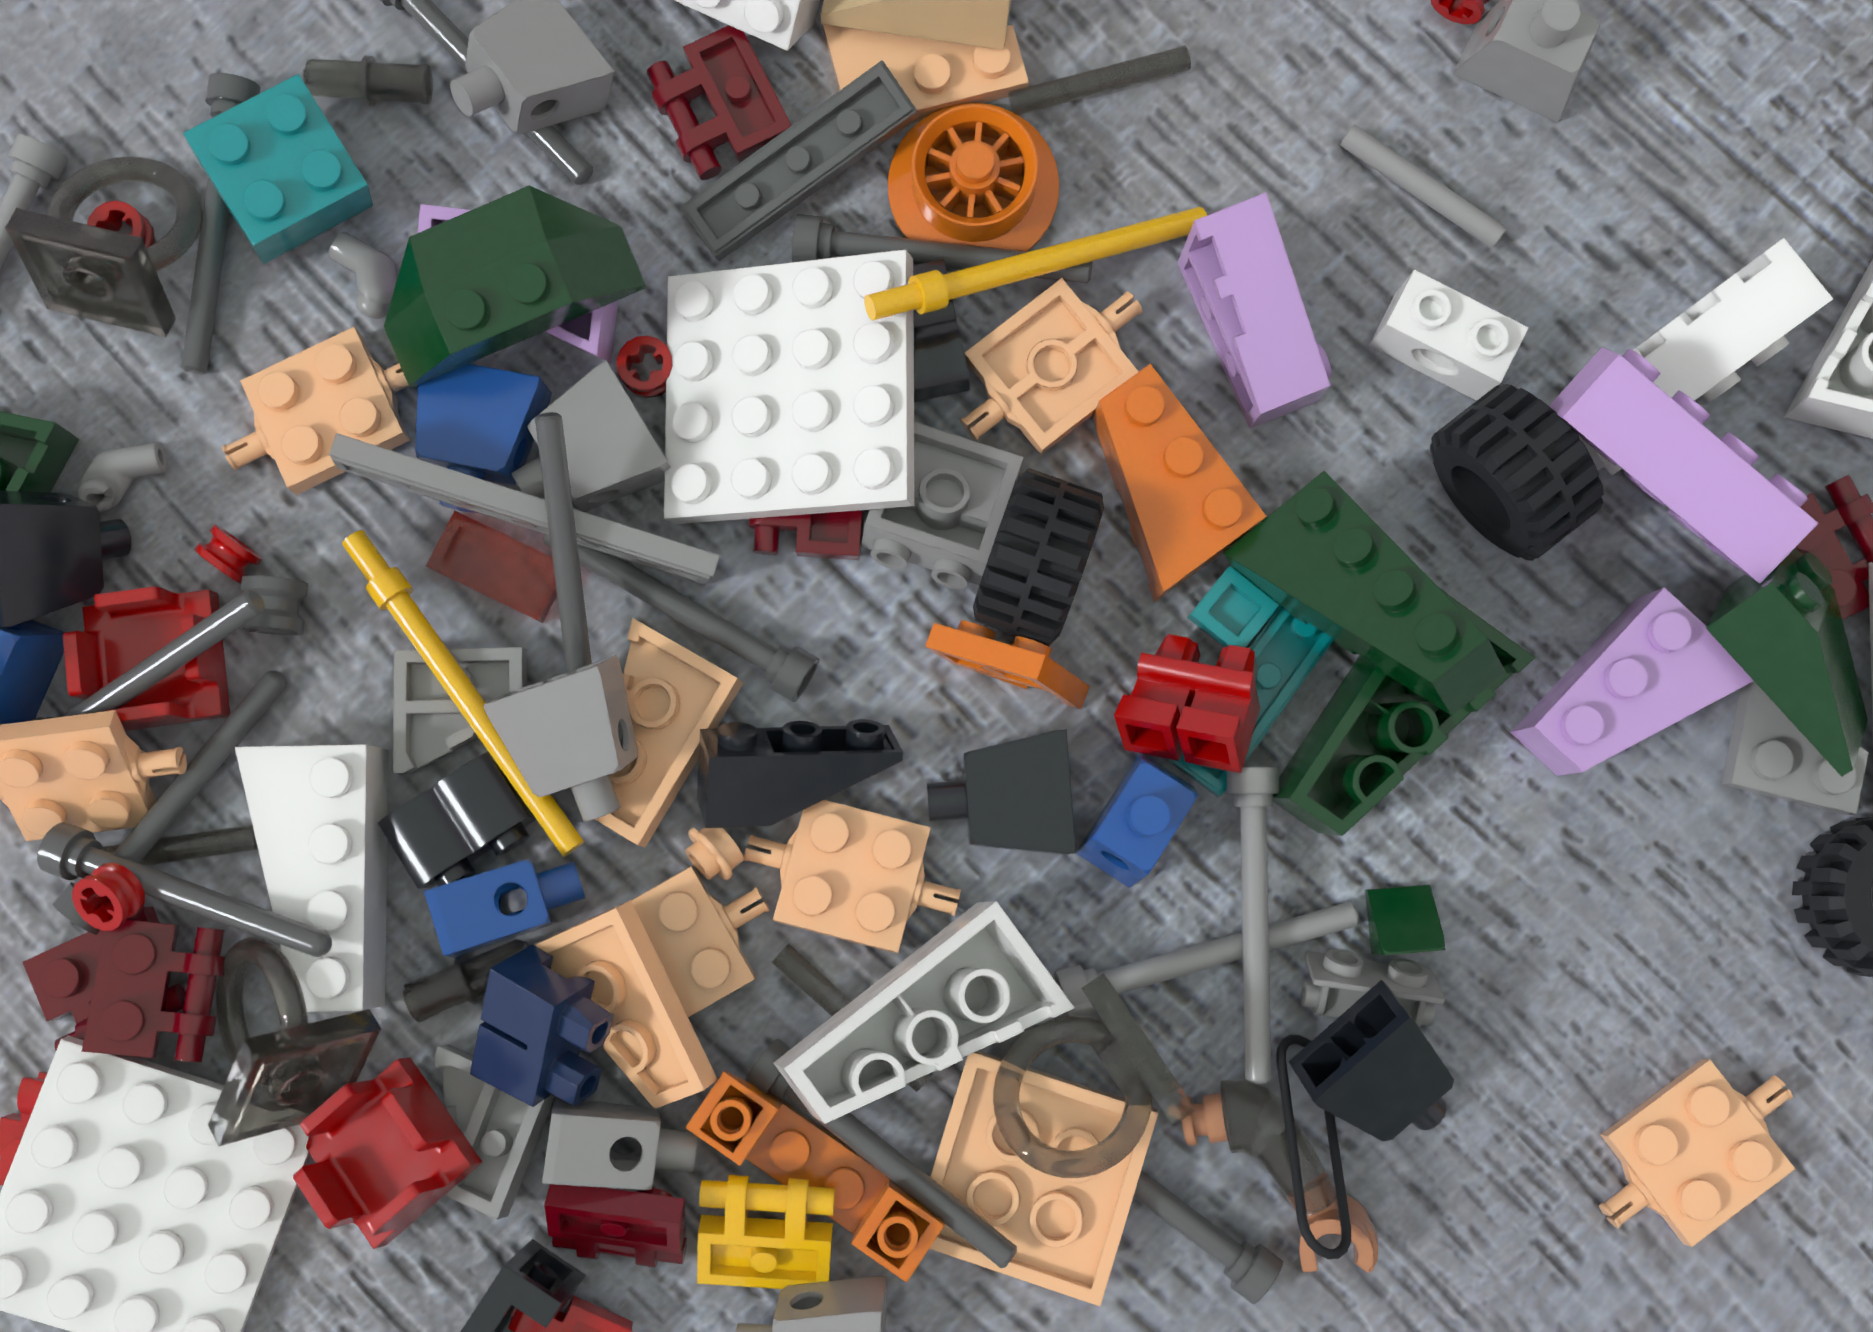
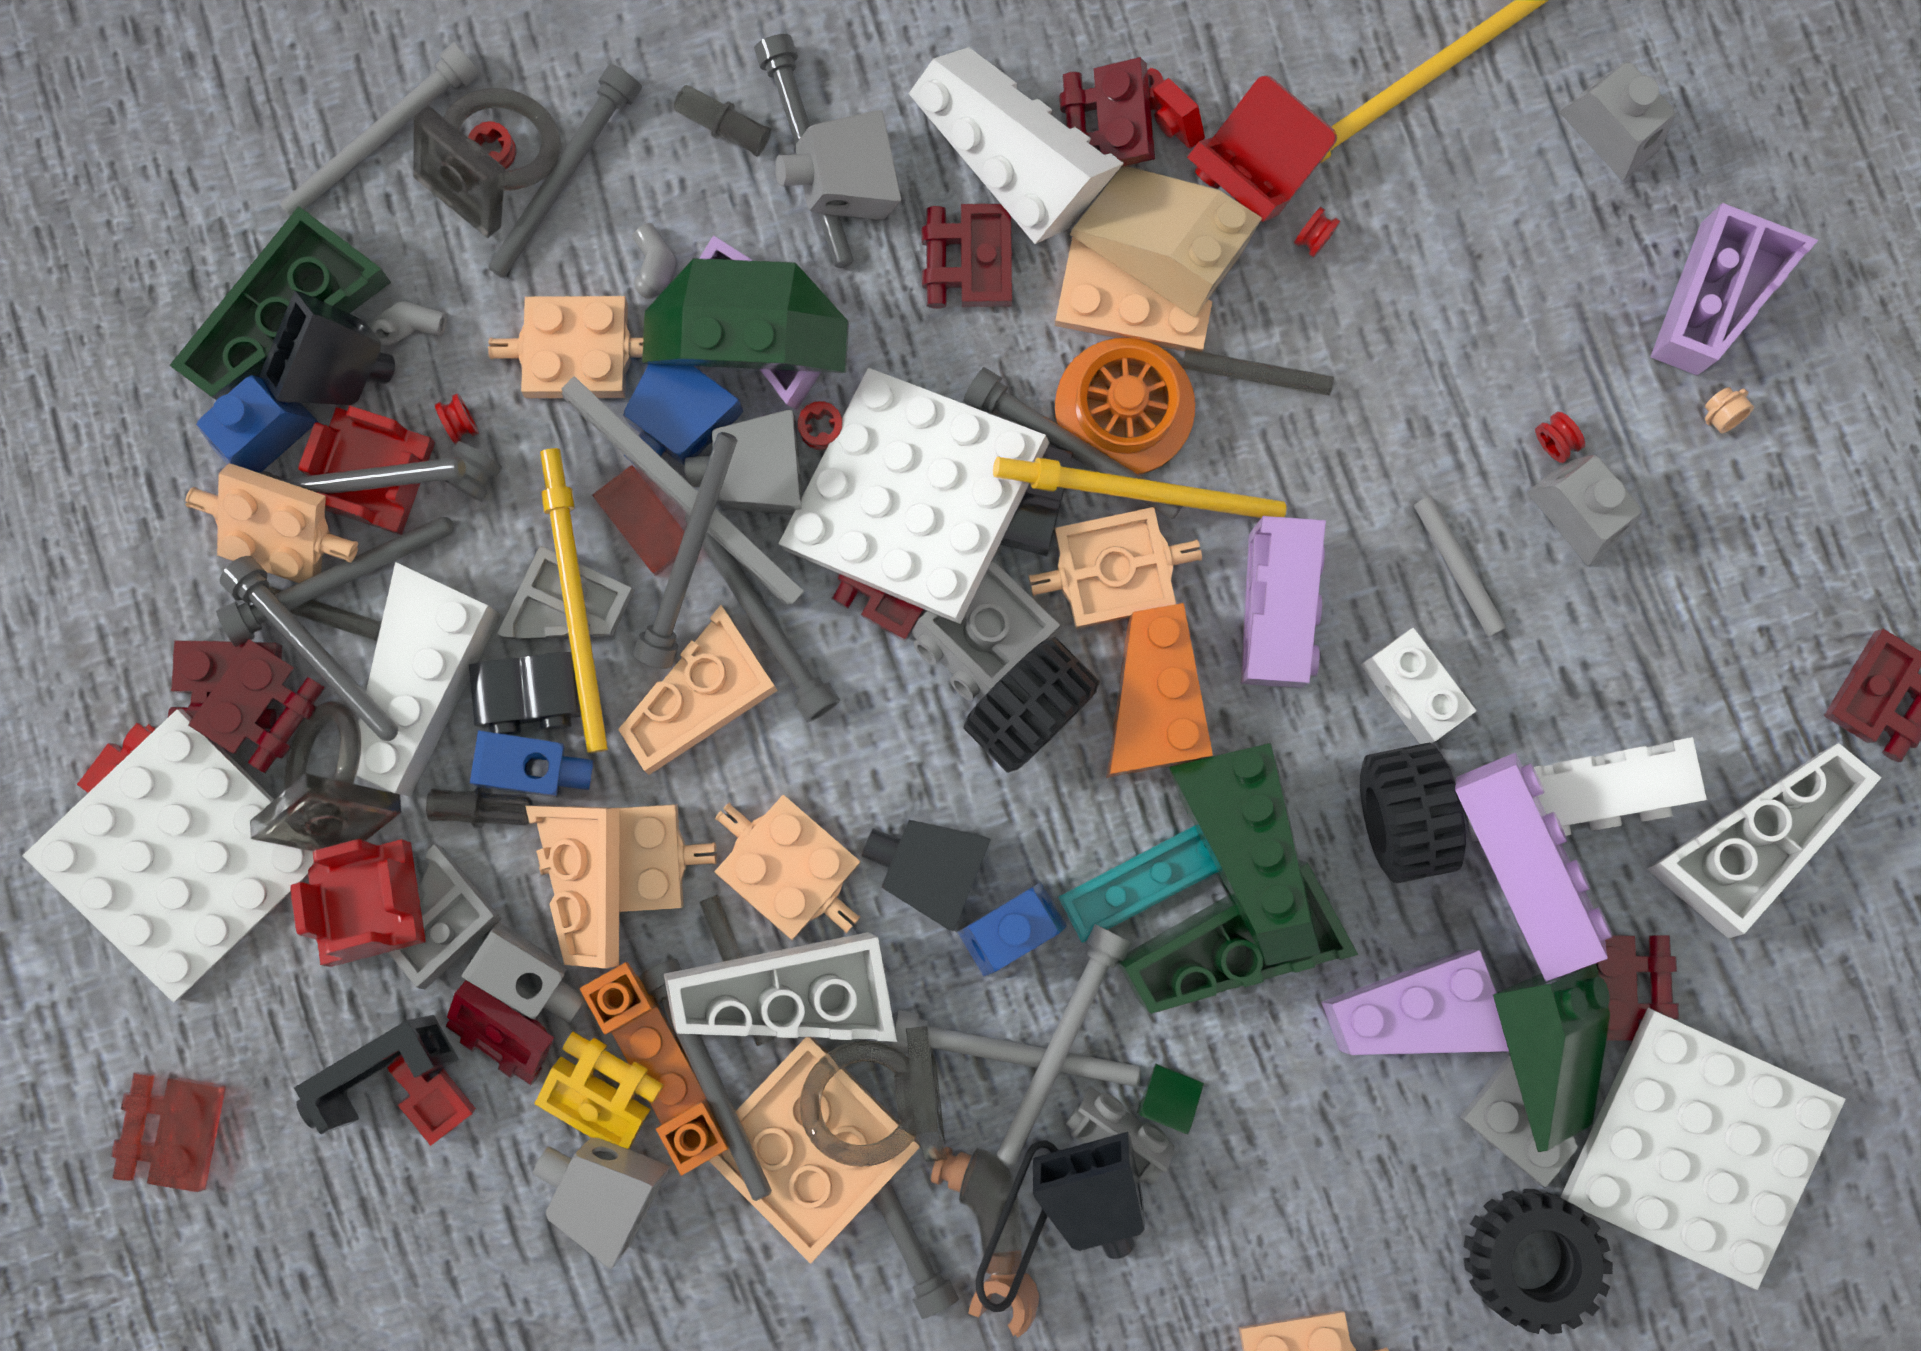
camera: 30 degrees right, 0 degrees up
(108, 896) = (258, 625): red bush -> none
(280, 168) = (627, 158): teal brick -> none
(537, 1031) = (510, 867): dark blue hips -> none
(570, 733) = (635, 668): light grey torso -> none
(713, 852) = (696, 802): light nougat plate -> none
(774, 772) = (773, 768): black slope -> none
(800, 161) = (1005, 329): dark grey tile -> none
(1018, 664) = (983, 774): orange wing -> none
(1192, 705) = (1090, 867): red hips -> none
(1233, 610) = (1158, 812): teal plate -> none

